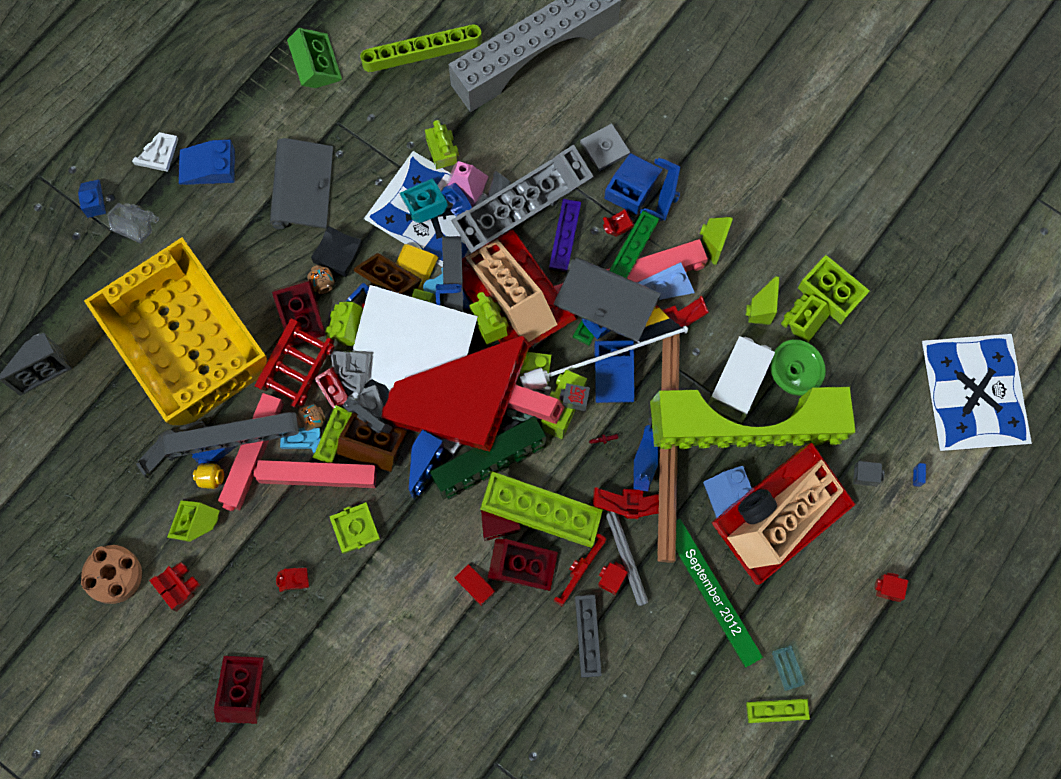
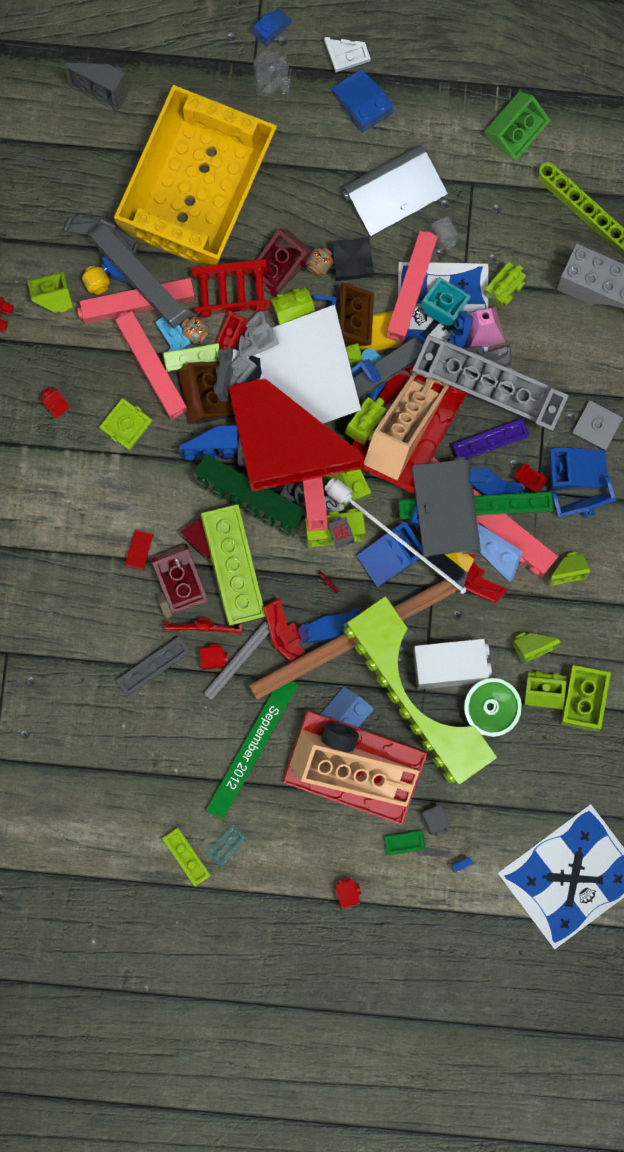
camera: 55 degrees right, 5 degrees up
(365, 166) = (445, 231): none -> clear brick
(394, 218) = (411, 286): none -> coral brick
(536, 591) = (164, 605): none -> dark tan tile
(606, 255) = (491, 484): none -> blue piece
(871, 512) = (404, 843): none -> green tile

